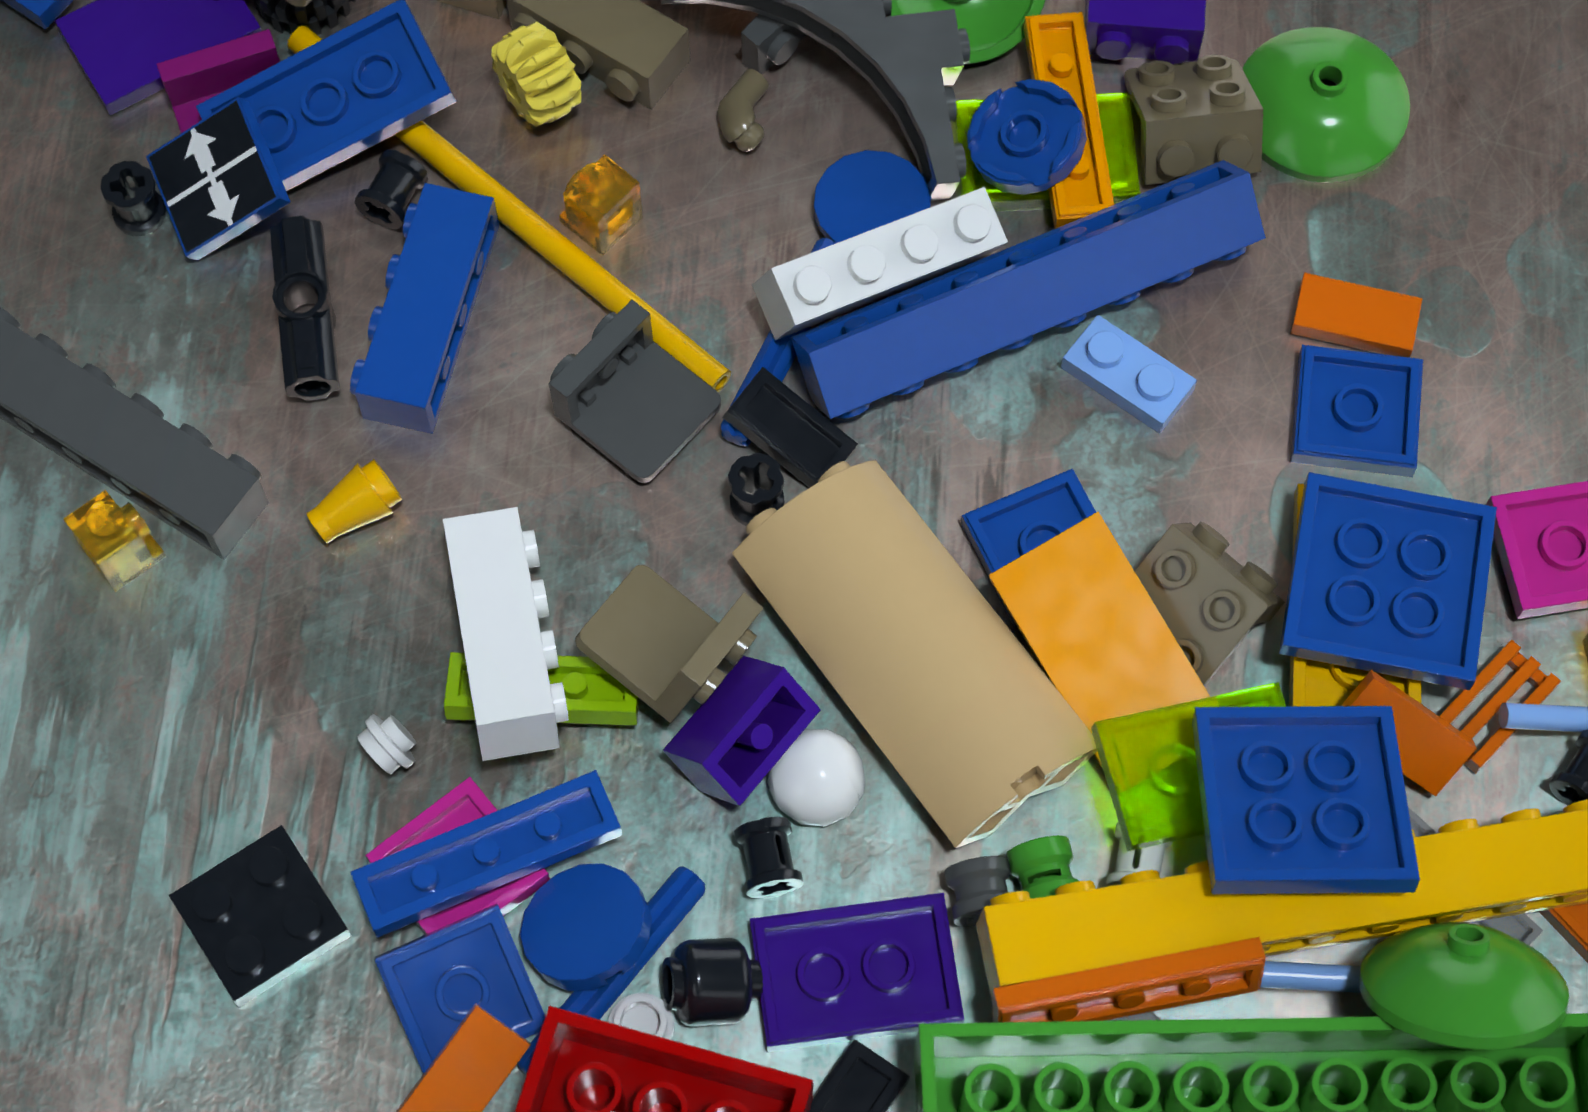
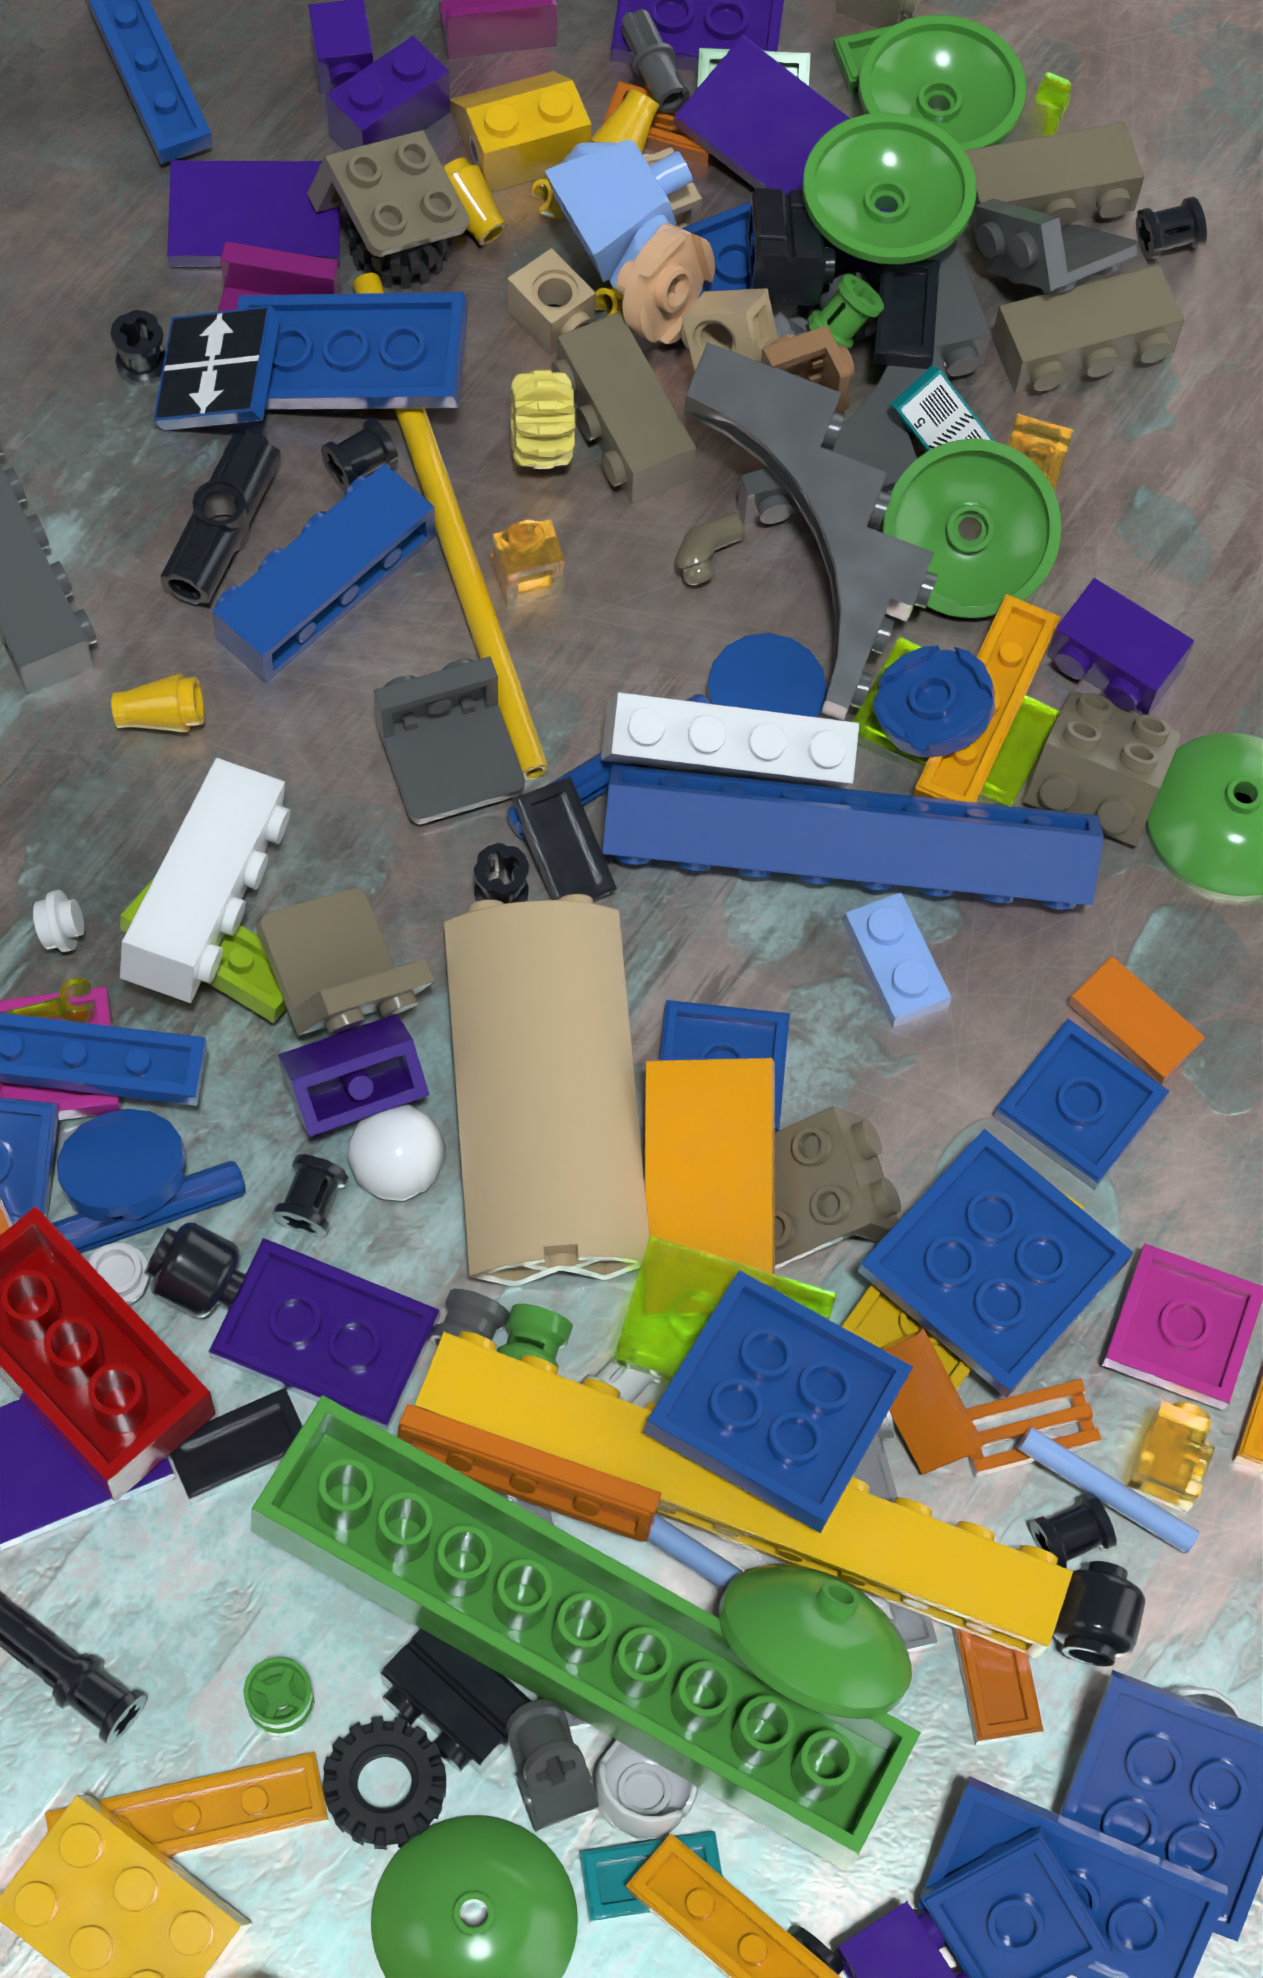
camera: 25 degrees right, 0 degrees up
(442, 816) = (60, 1006): none -> clear neon green hand

